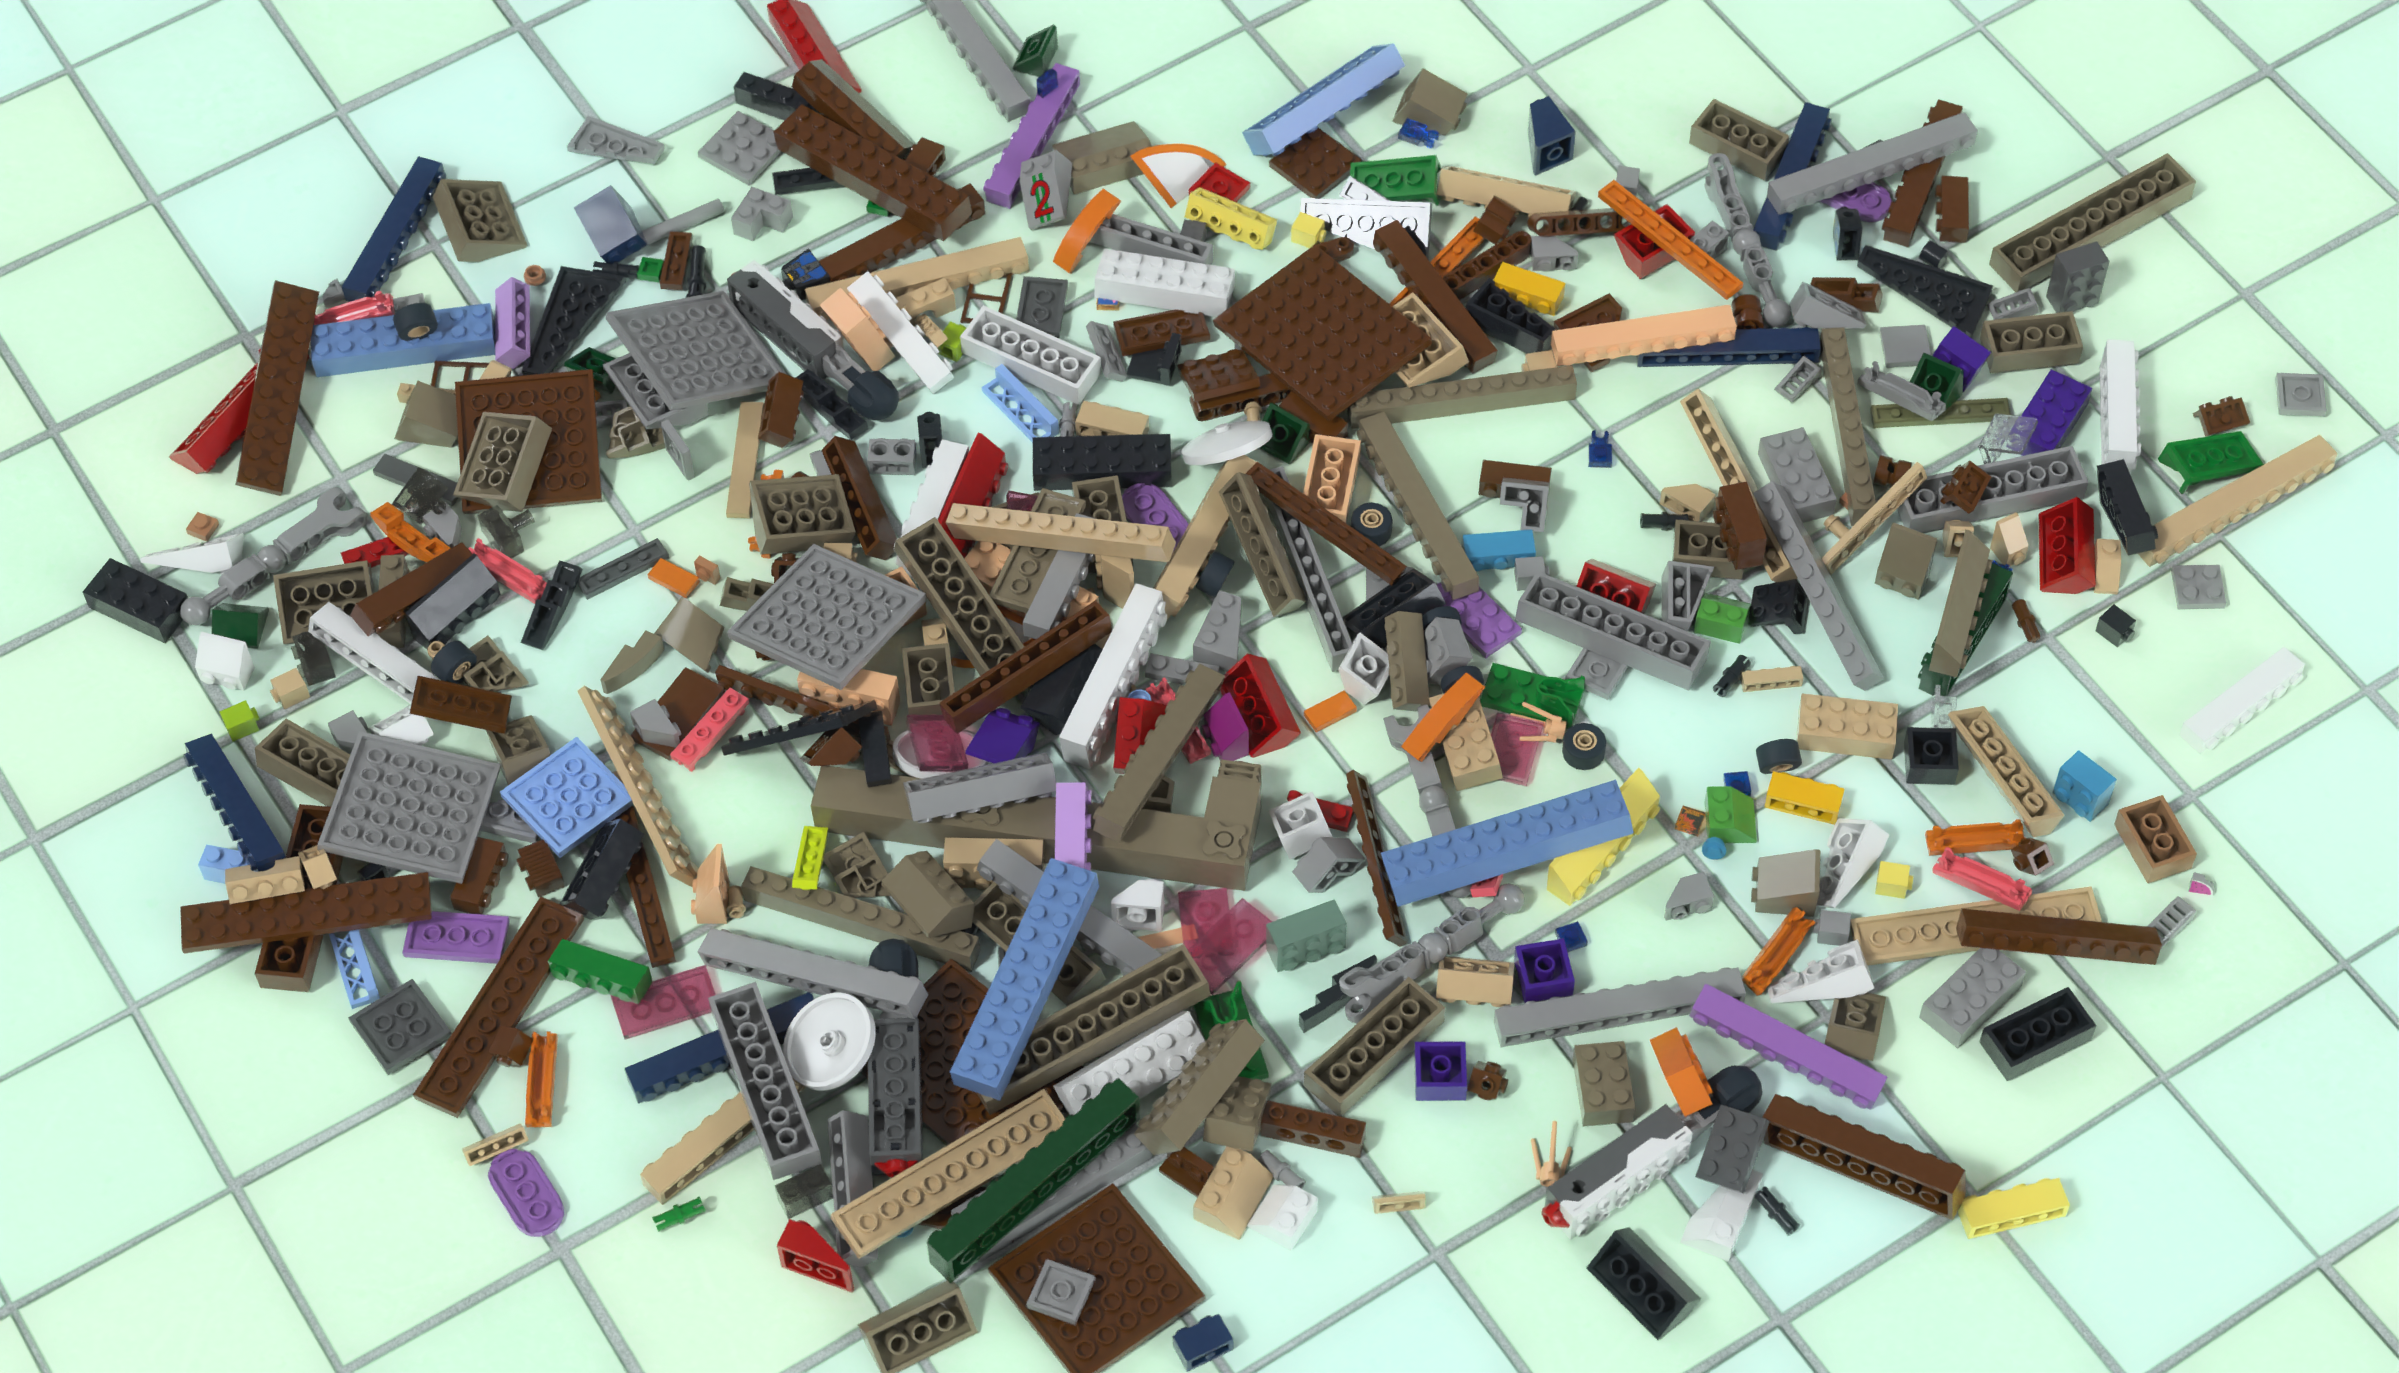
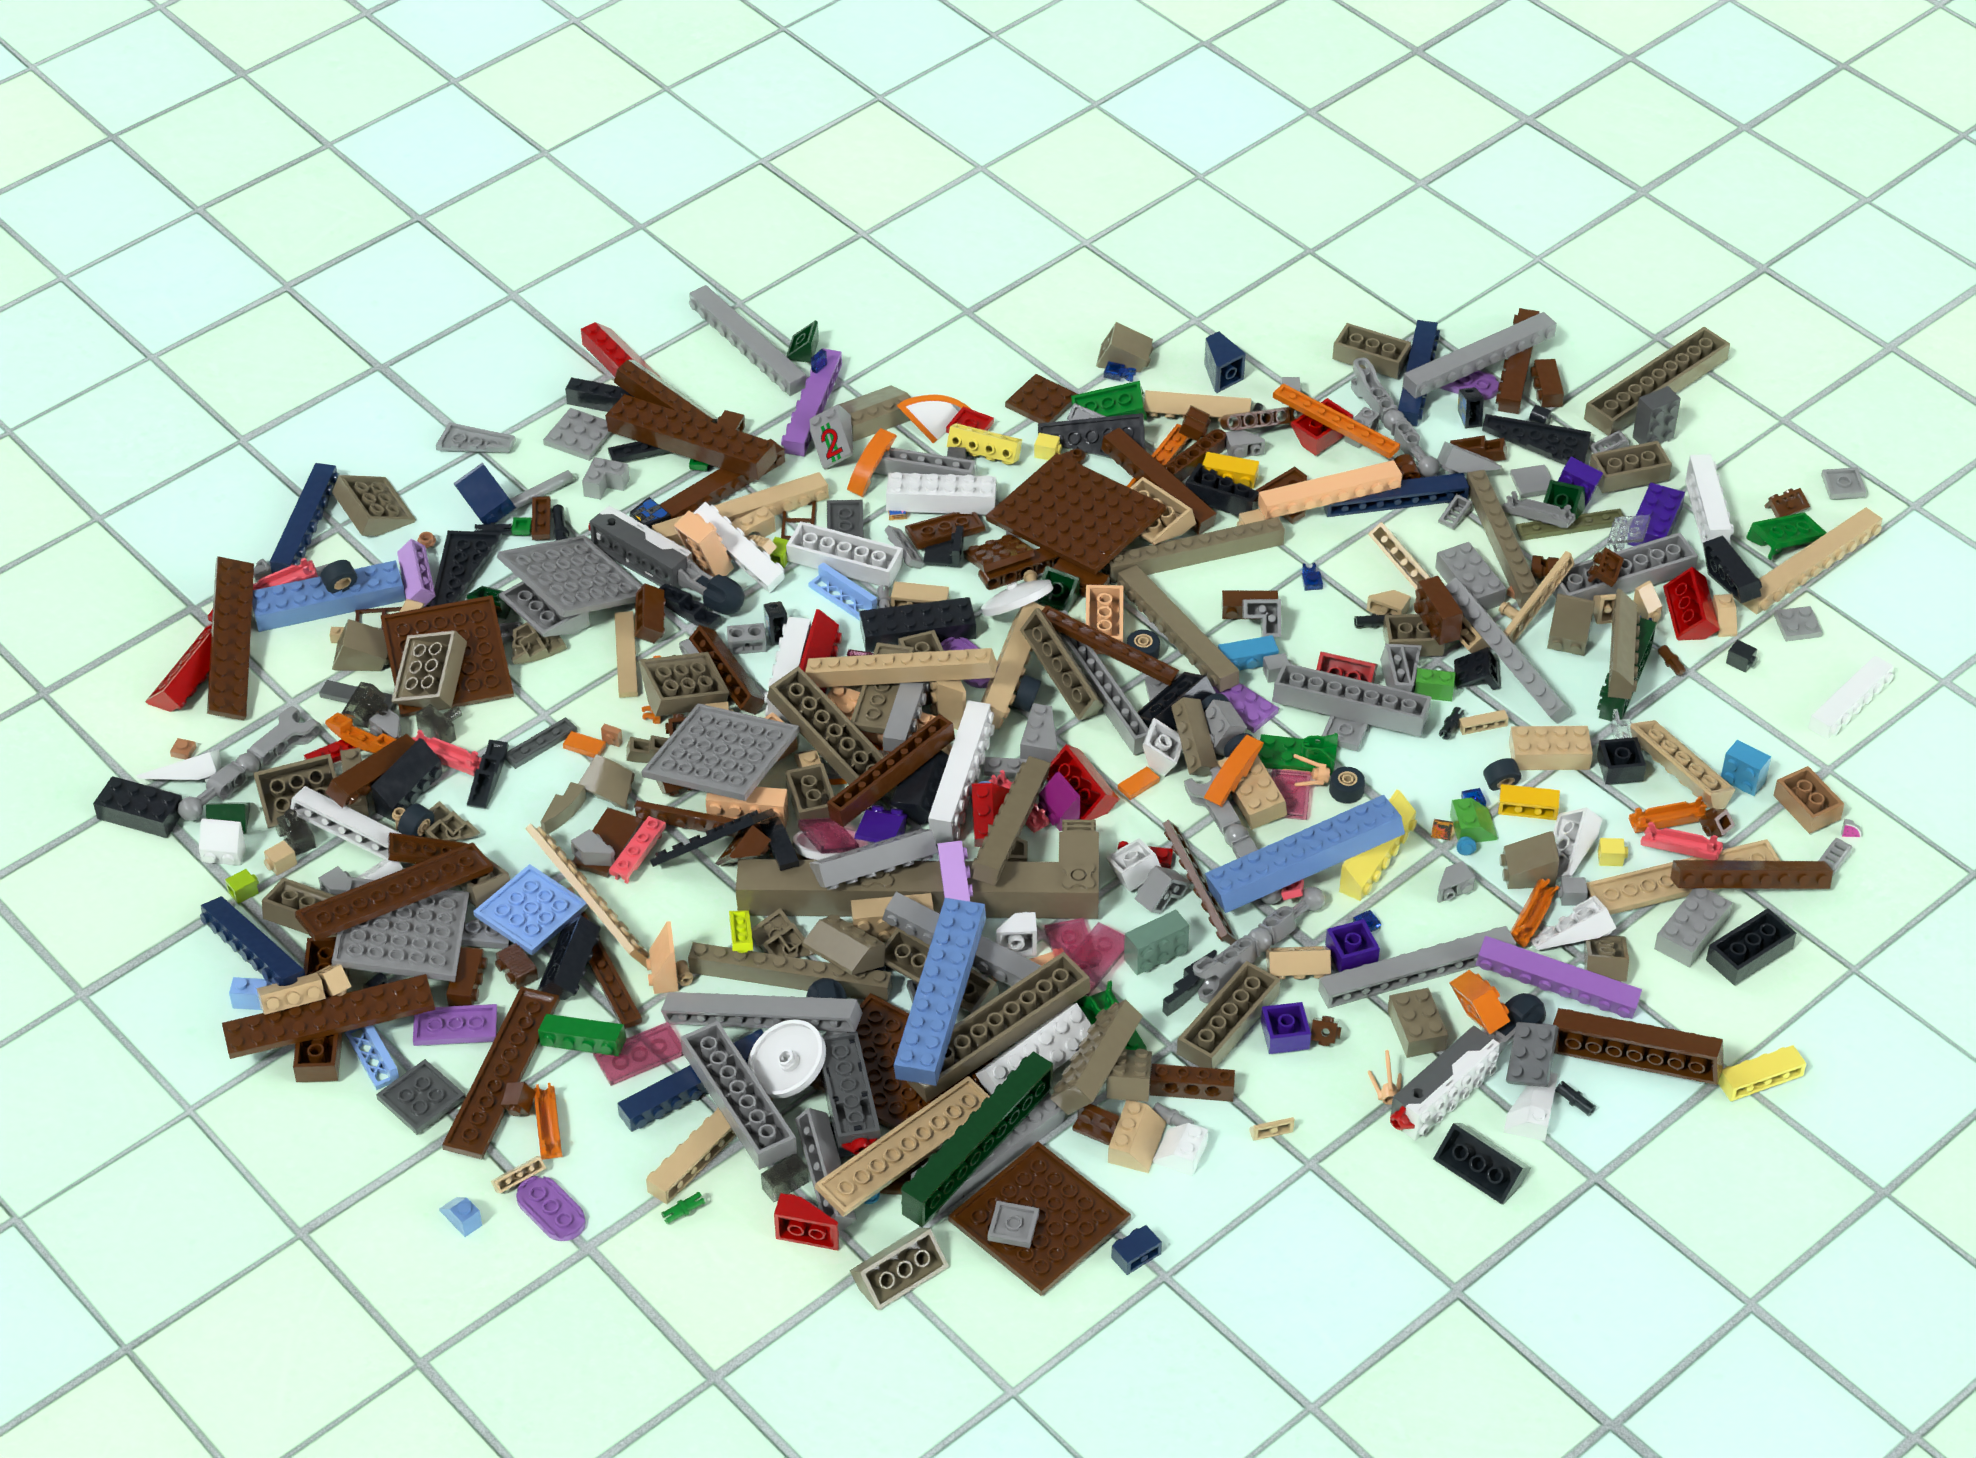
camera: 10 degrees left, 10 degrees down
(407, 759) = (393, 891): none -> reddish brown plate
(421, 1189) = (462, 1215): none -> medium blue slope
(677, 450) = (571, 650): light grey tile -> none
(1323, 100) = (1040, 353): brick -> none

